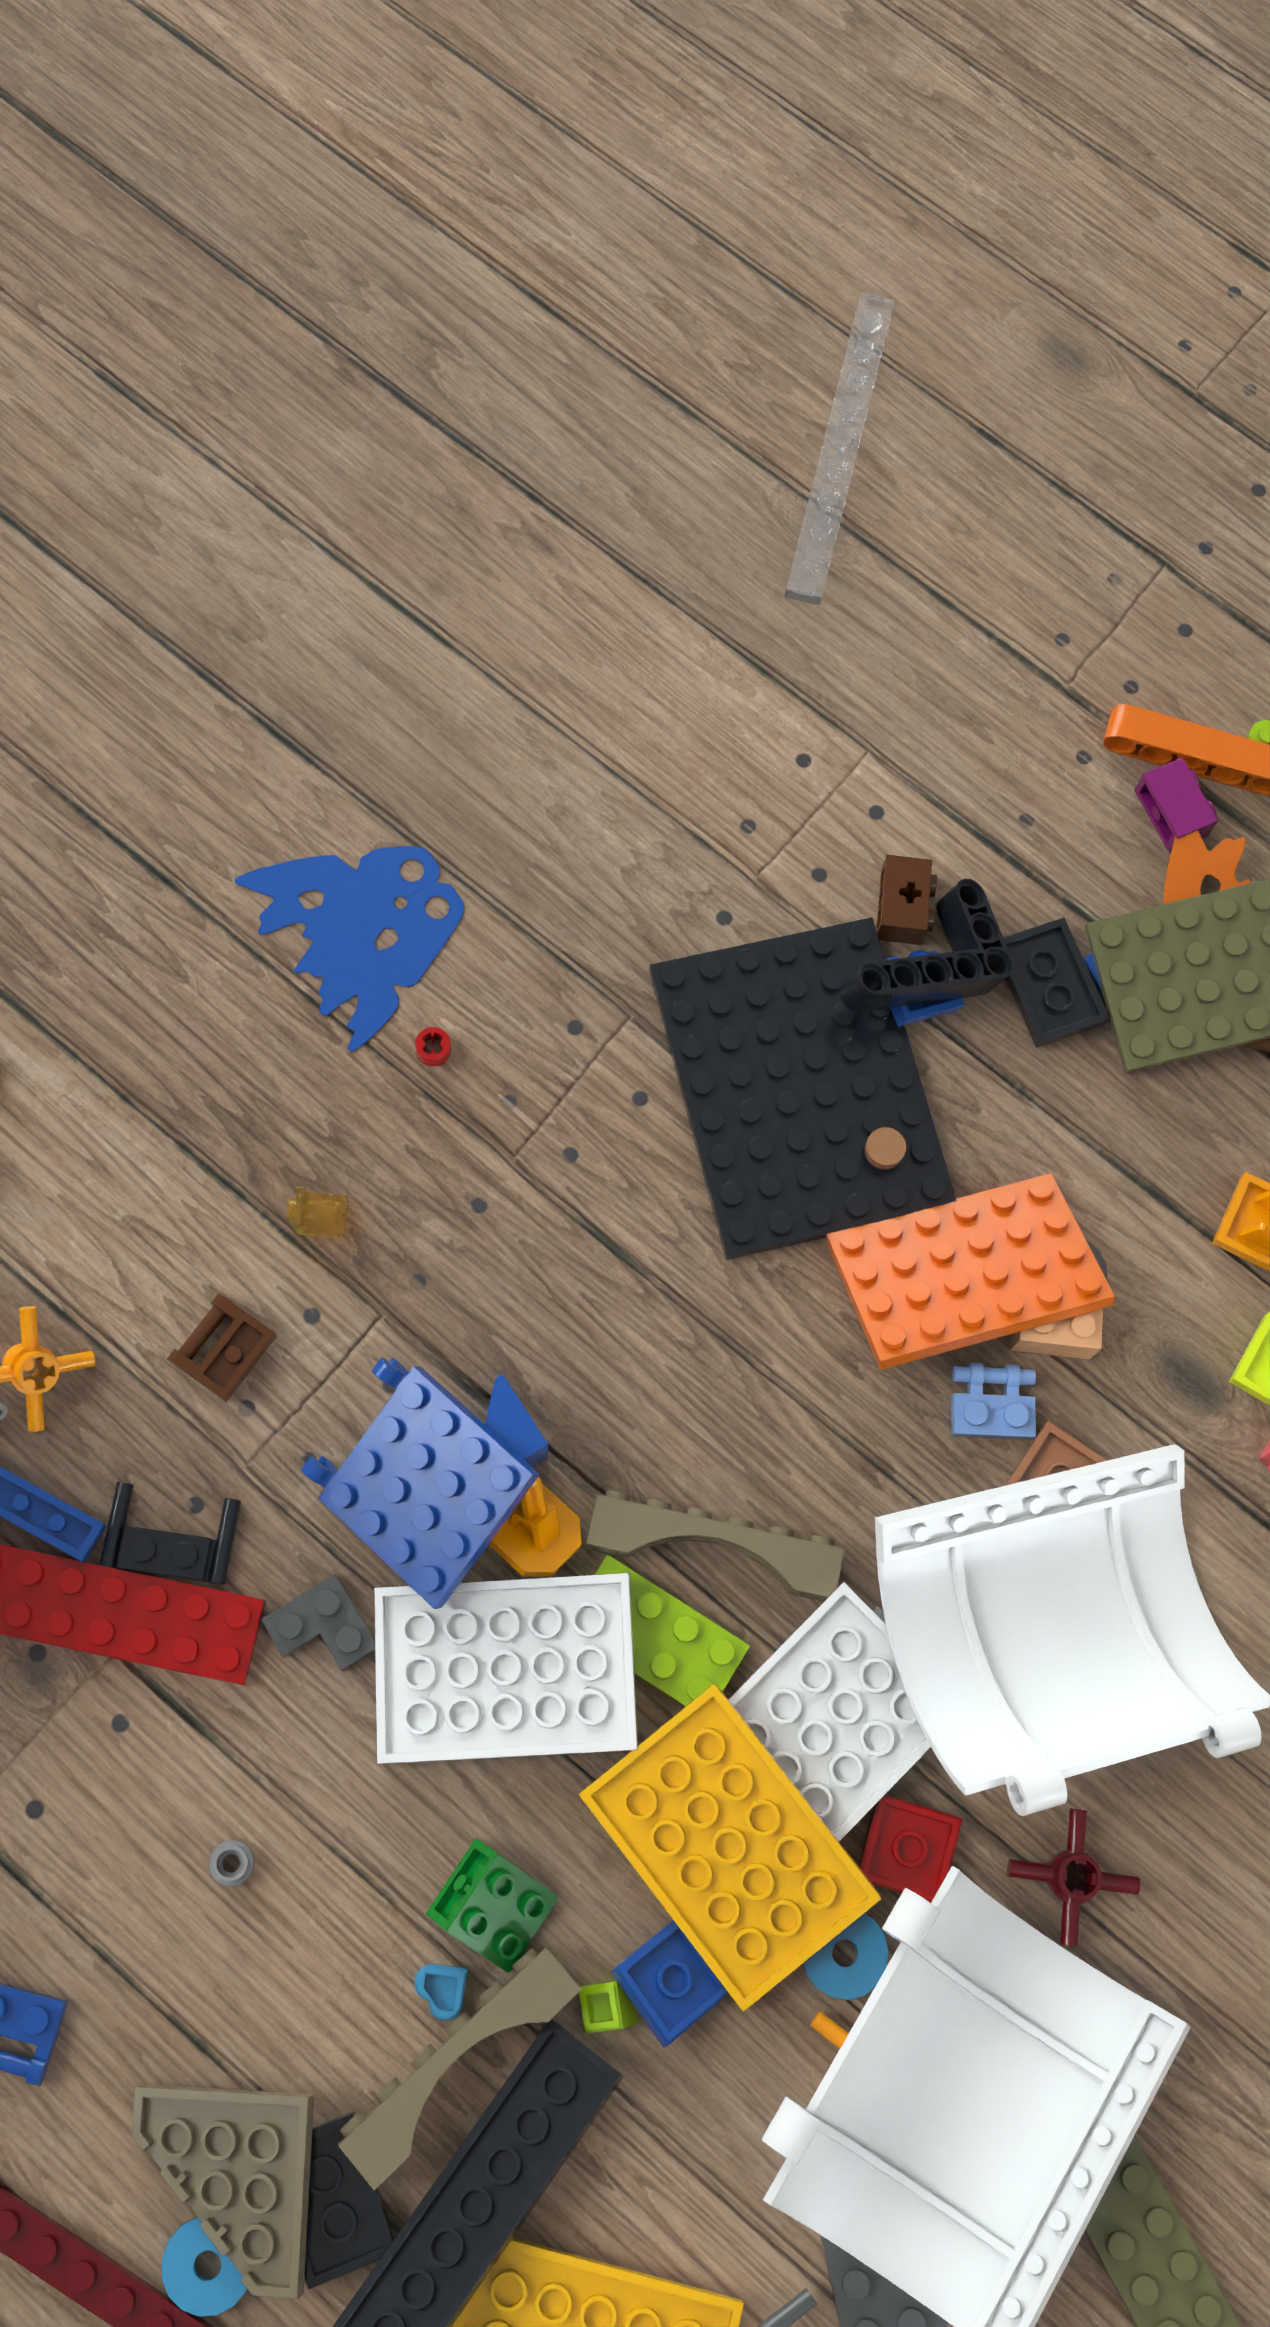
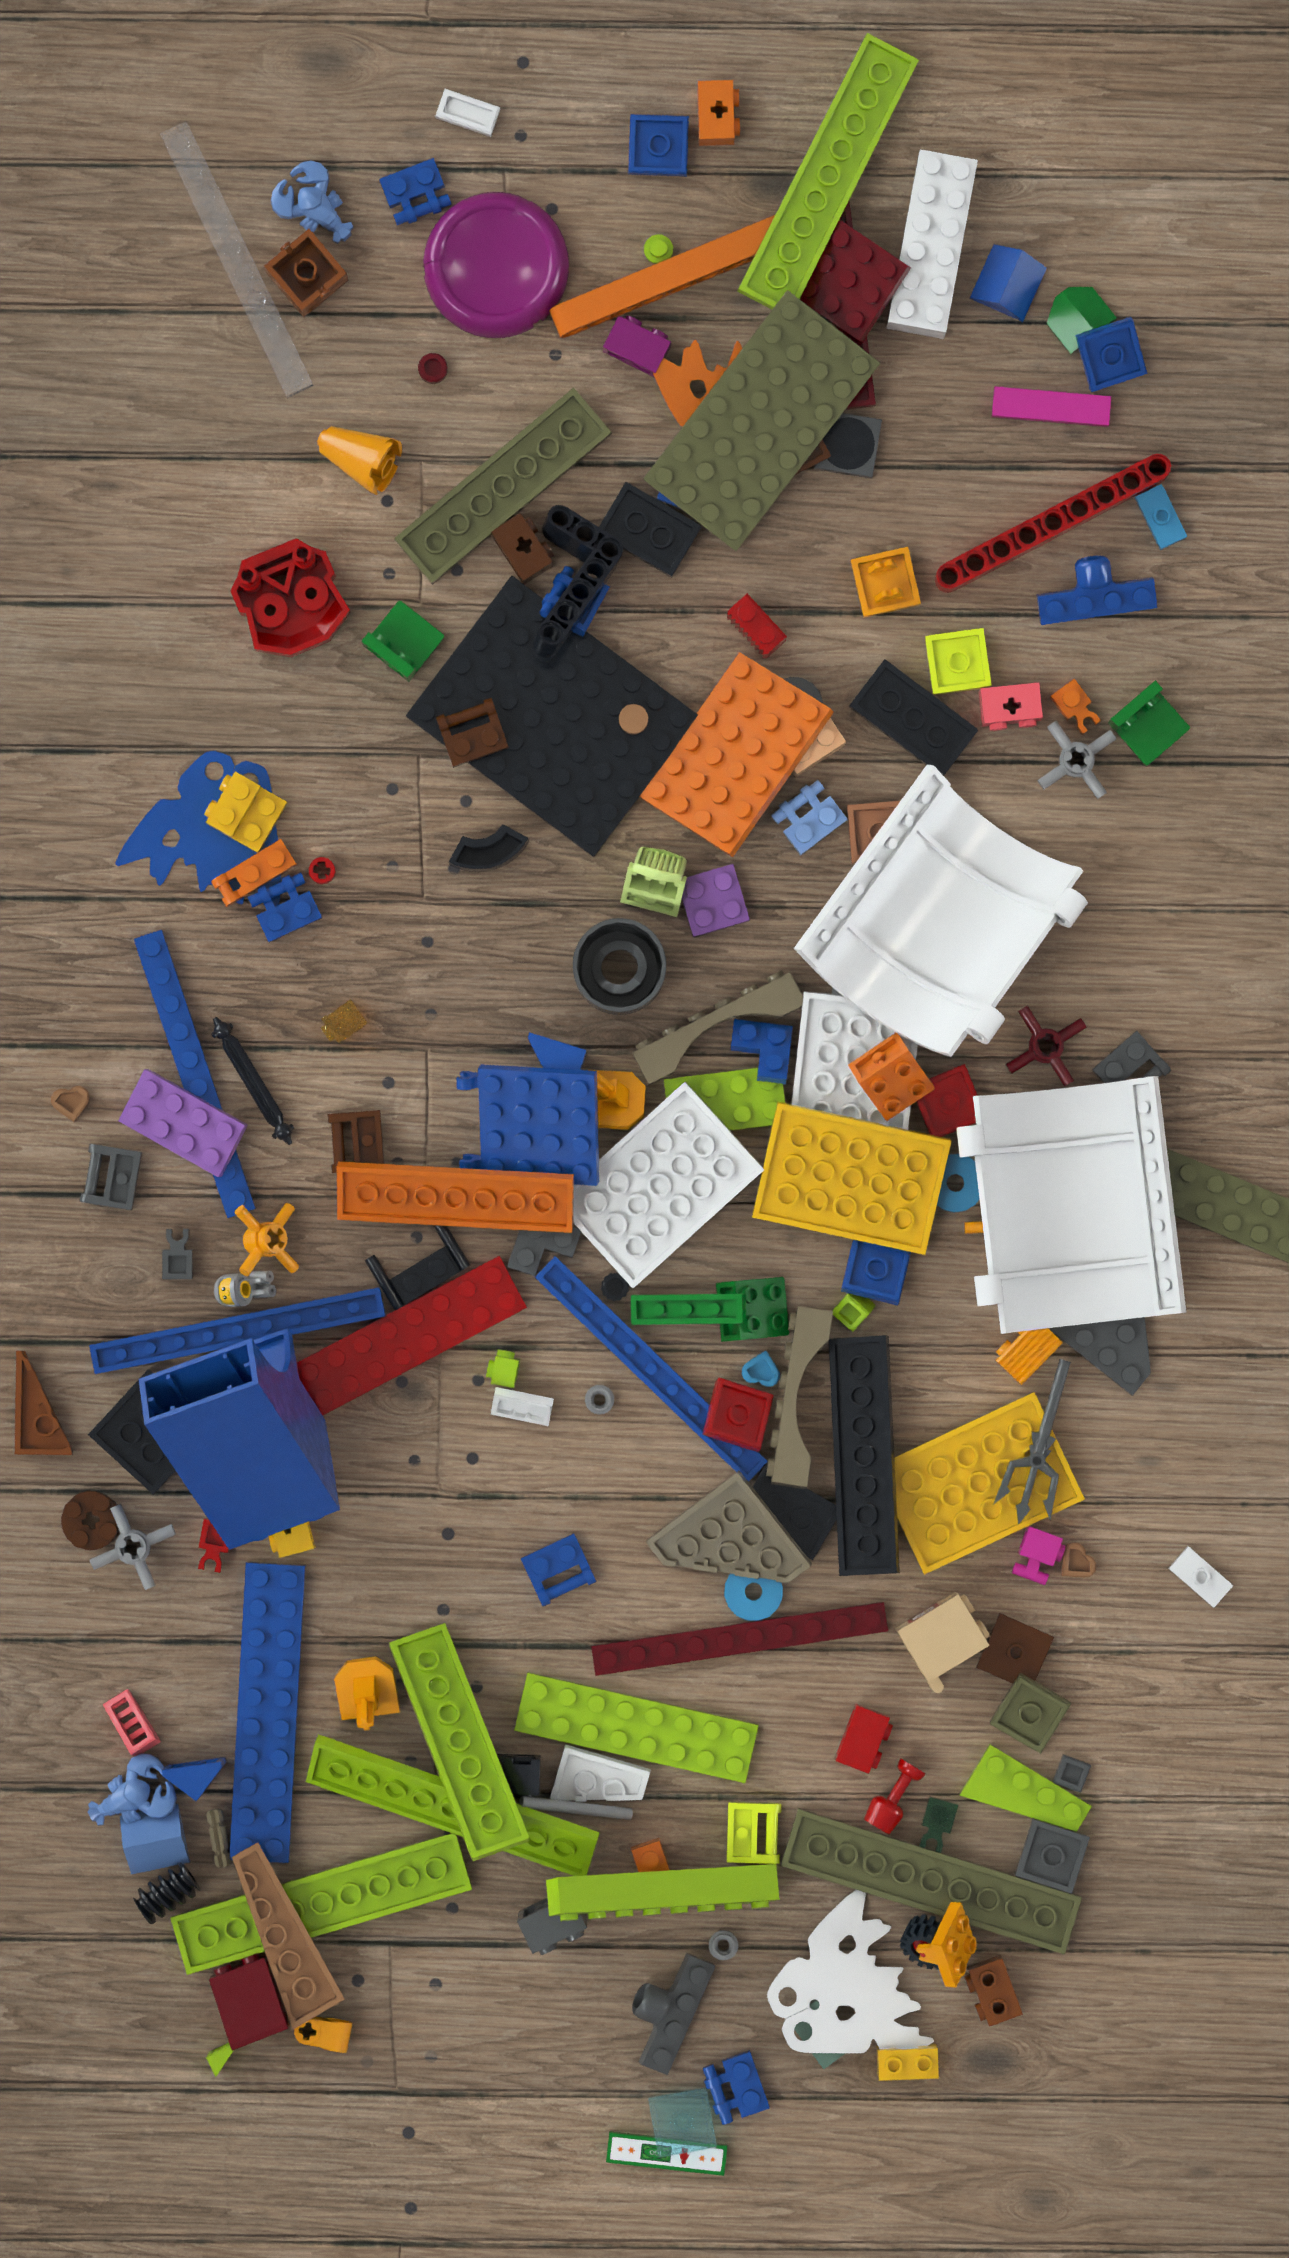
camera: 35 degrees left, 15 degrees up
(60, 1177) = (183, 1122): none -> medium lavender plate
(120, 1144) = (188, 1053): none -> blue plate
(138, 1795) = (522, 1406): none -> white plate
(156, 1734) = (504, 1369): none -> lime plate
(172, 1197) = (252, 1081): none -> black wheel
(272, 1493) = (455, 1197): none -> orange plate
(319, 1885) = (642, 1361): none -> blue plate
(358, 1744) = (614, 1287): none -> black piece
(360, 1063) = (288, 916): none -> blue plate
(363, 993) = (254, 872): none -> orange plate
(371, 2022) = (738, 1414): none -> red tile
(406, 927) = (245, 811): none -> yellow plate
(419, 1843) = (688, 1309): none -> green plate
(620, 793) = (298, 621): none -> red brick
(621, 1161) = (489, 852): none -> black brick
(669, 1346) = (624, 936): none -> dark grey piece
(700, 1041) = (476, 741): none -> reddish brown plate
(707, 893) = (403, 640): none -> green bracket
(758, 1610) = (769, 1041): none -> blue plate
(771, 1333) = (655, 881): none -> yellowish green piece
(771, 2244) = (1027, 1353): none -> light orange brick
(817, 695) = (361, 456): none -> light orange cone
(818, 1406) = (714, 901): none -> medium lavender plate
(869, 1763) = (891, 1076): none -> orange bracket
(899, 498) = (306, 272): none -> dark orange brick
(935, 826) = (502, 485): none -> olive plate
(950, 677) = (432, 368): none -> dark red tile
(956, 450) = (311, 201): none -> medium blue animal
(1066, 509) = (411, 184): none -> blue plate
(1090, 634) = (495, 264): none -> magenta piece
(1090, 1160) = (756, 626): none -> red brick
(1158, 1974) = (1128, 1059): none -> dark grey plate
(1170, 490) = (467, 112): none -> white tile
(1191, 1386) = (913, 717): none -> black plate

